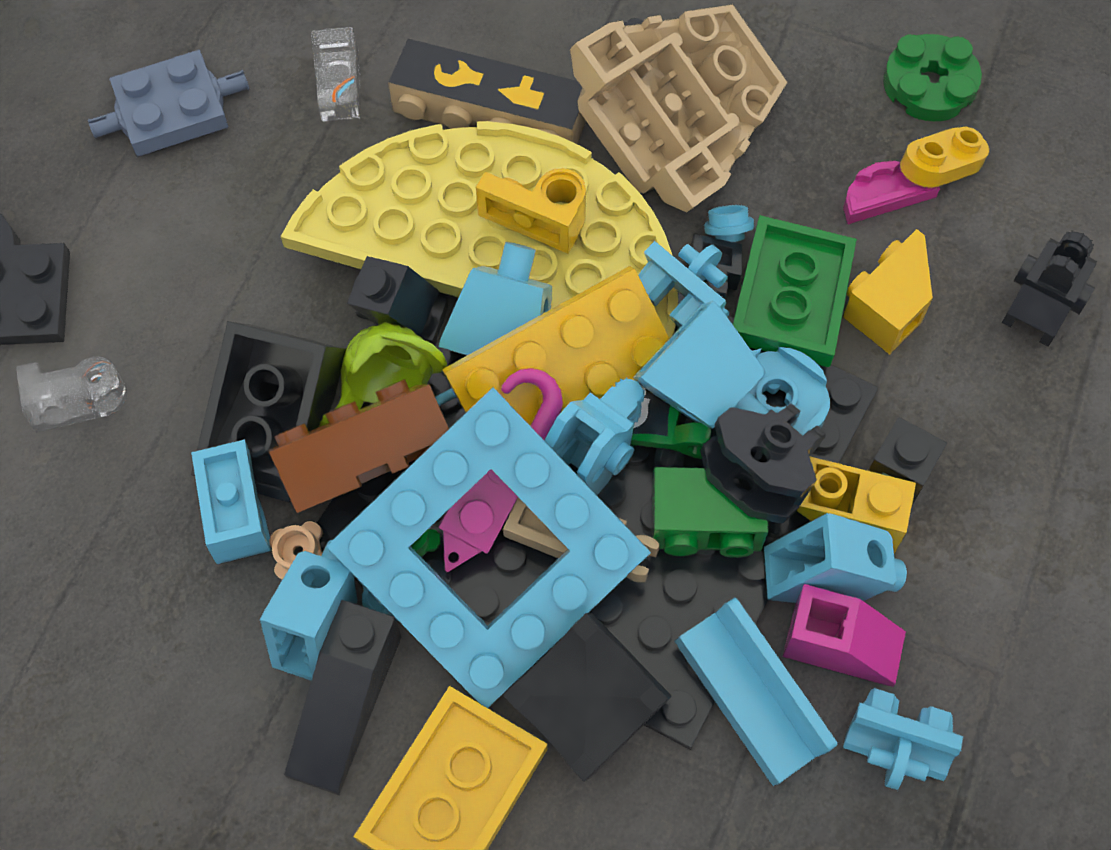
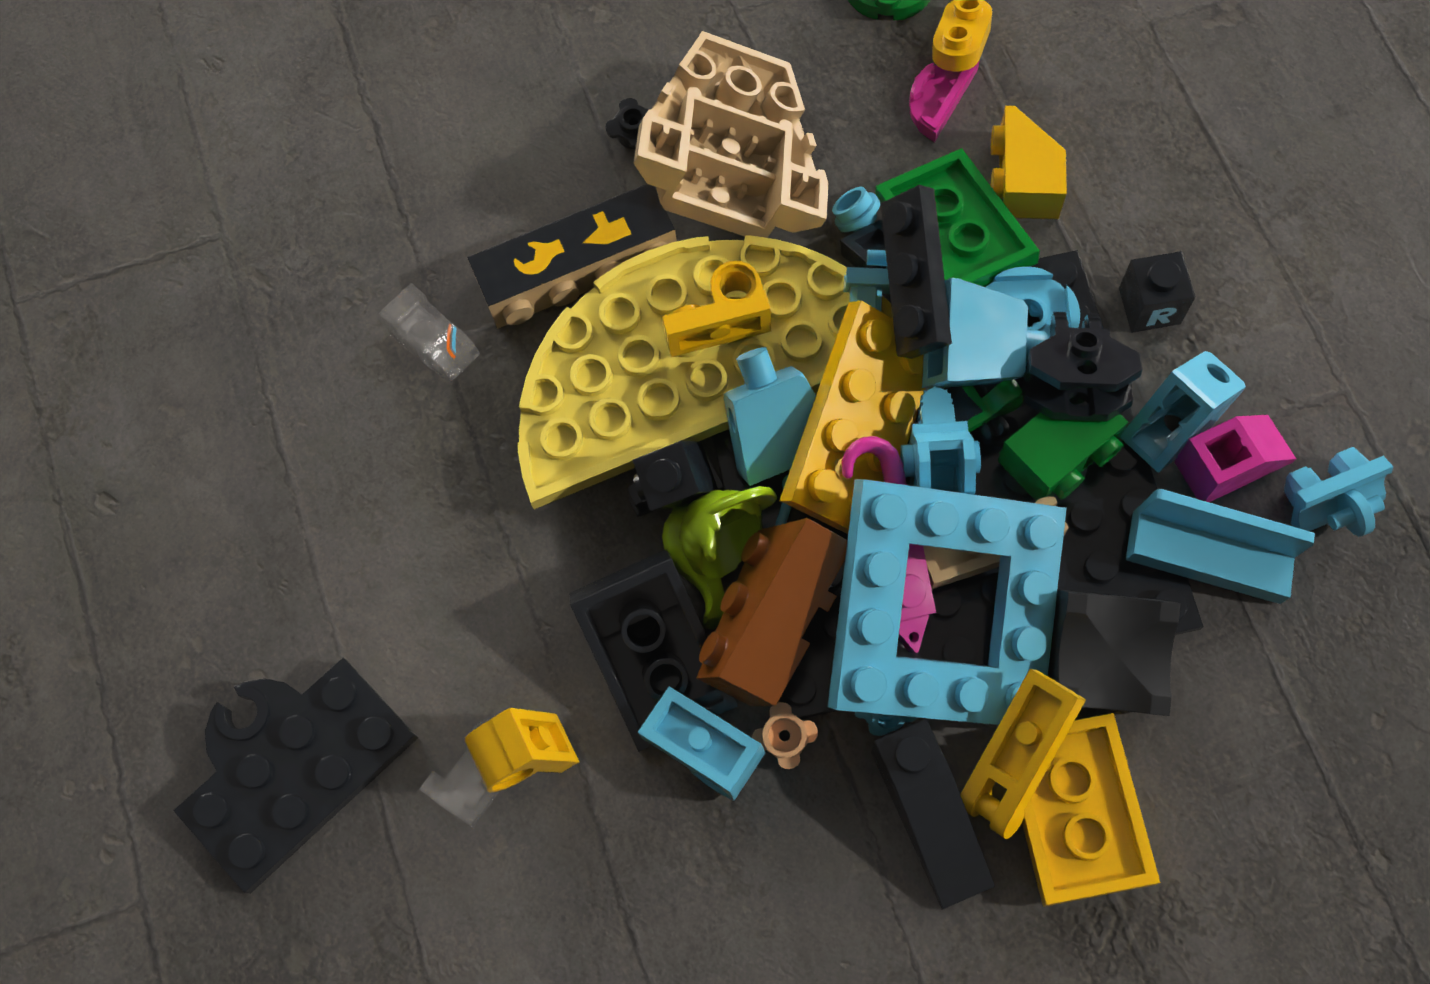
camera: 35 degrees left, 5 degrees up
(103, 389) = (518, 746): none -> yellow plate
(168, 103) = (304, 470): sand blue plate -> none
(304, 610) = (853, 769): medium azure torso -> none
(439, 703) = (1021, 751): none -> yellow plate
(694, 278) = (915, 272): none -> black plate
(860, 496) = (1166, 342): yellow slope -> none
(1053, 285) = (1135, 74): black hinge -> none

